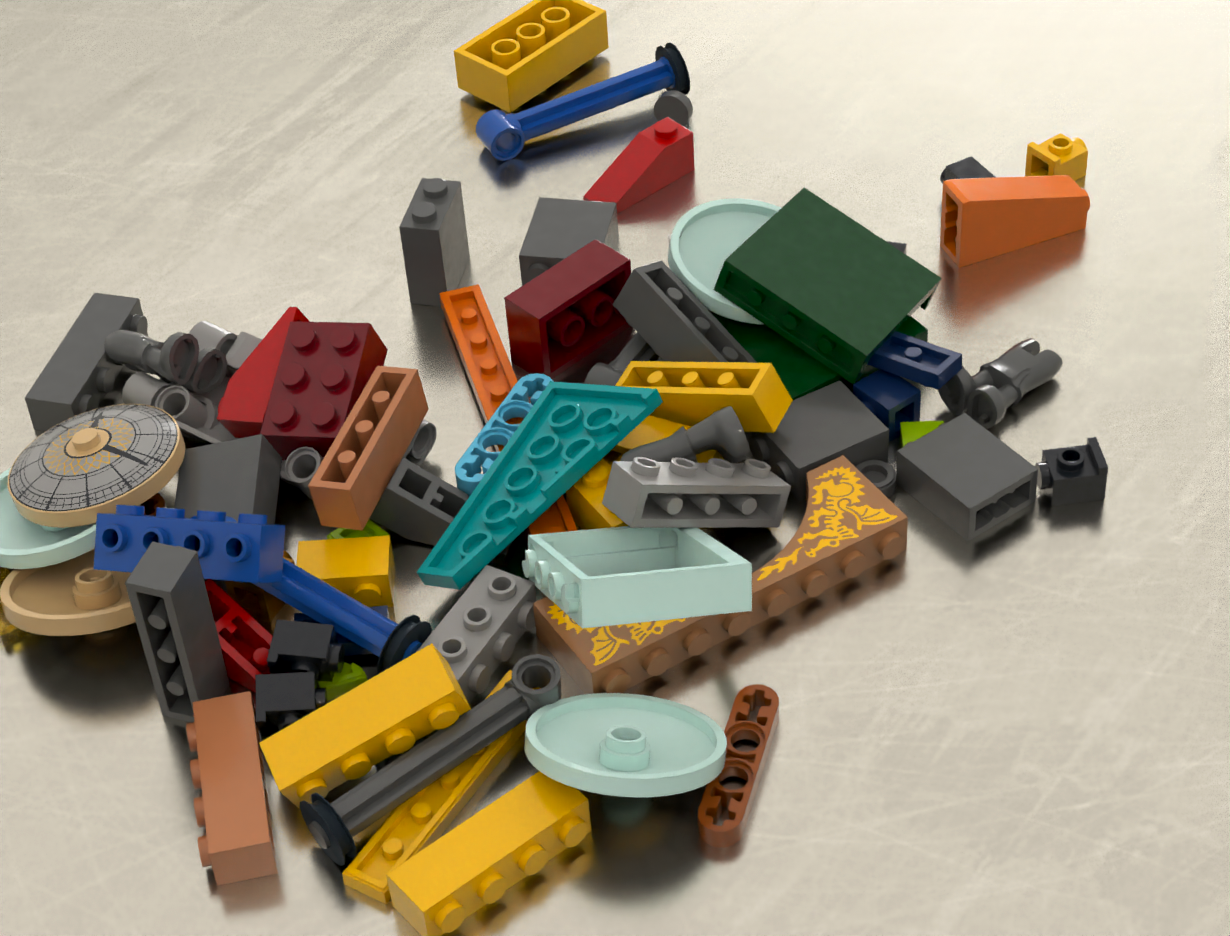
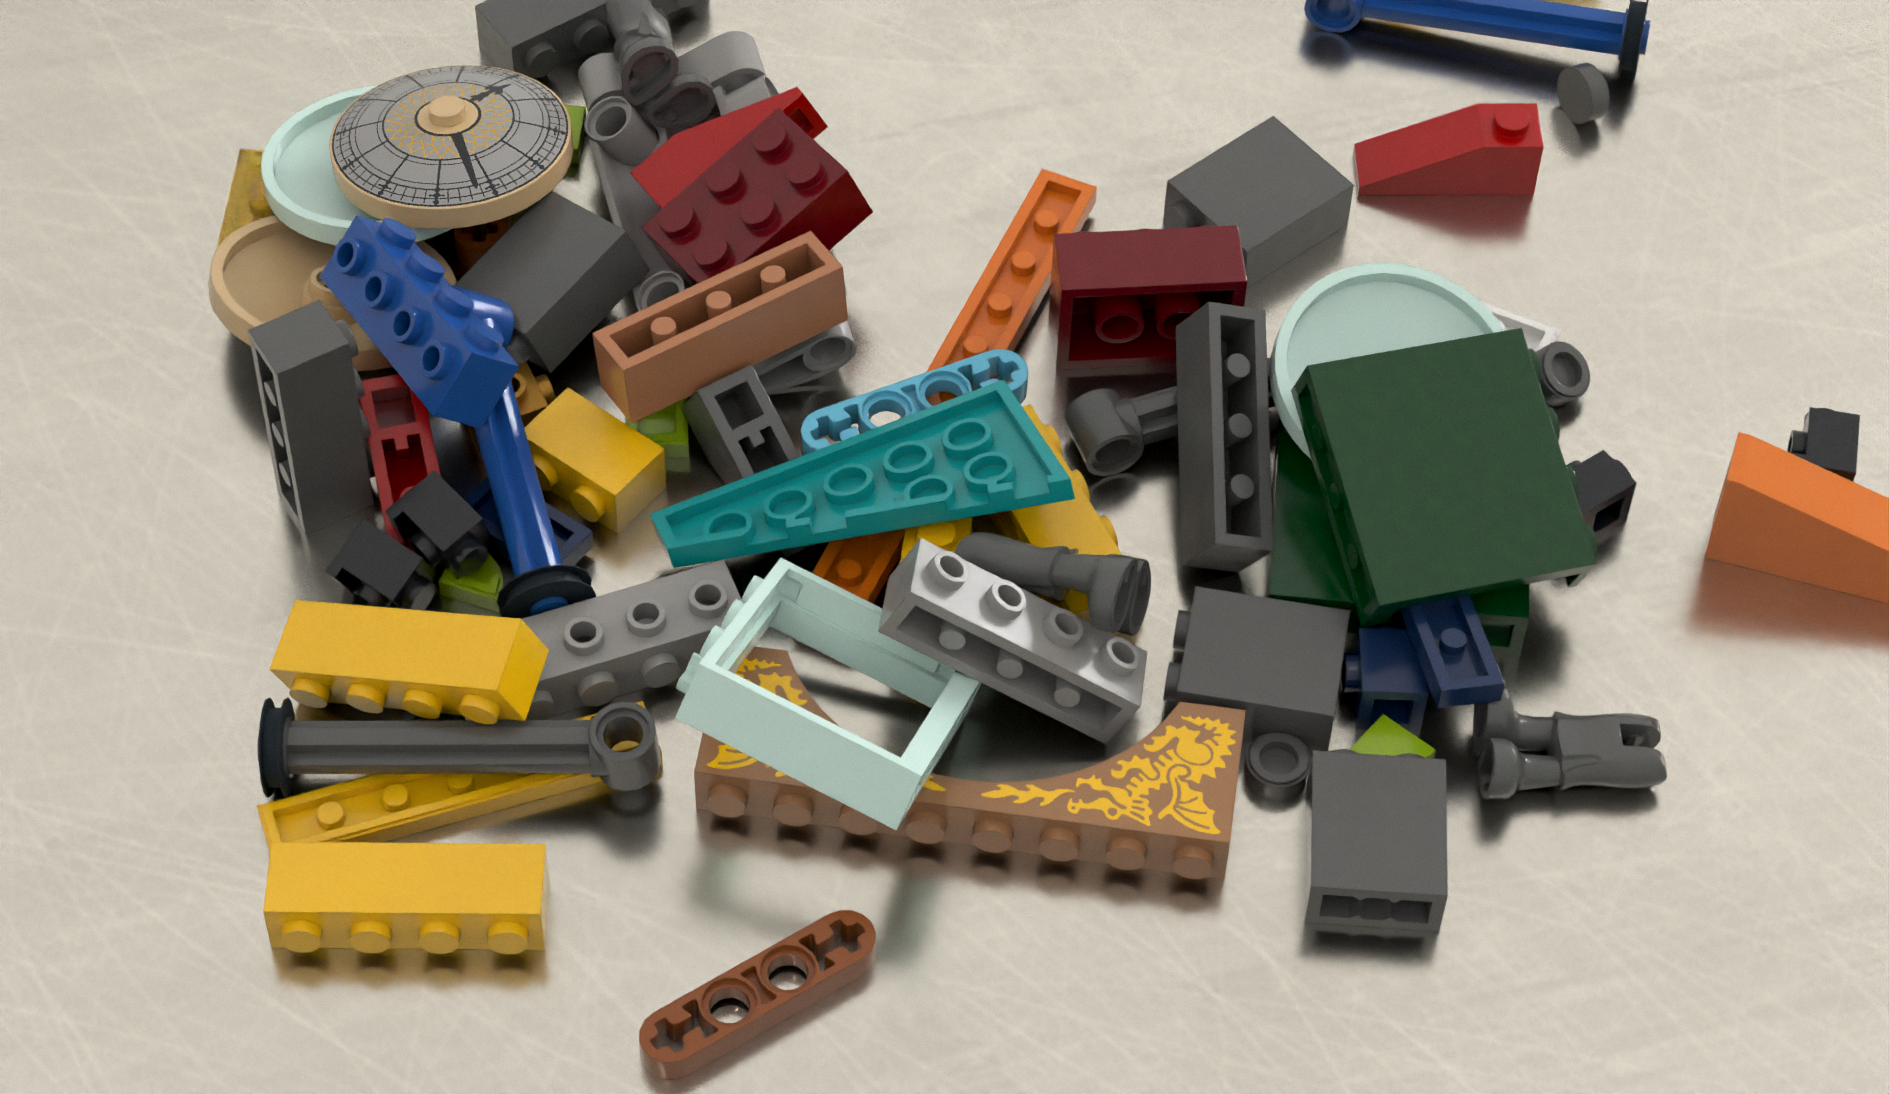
camera: 35 degrees right, 10 degrees up
(233, 789) = (228, 646): nougat brick -> none
(434, 240) = (1085, 97): dark grey brick -> none
(625, 745) = (640, 882): light aqua dish -> none
(701, 388) = (1158, 520): yellow brick -> none
(1073, 473) = (1504, 930): black brick -> none

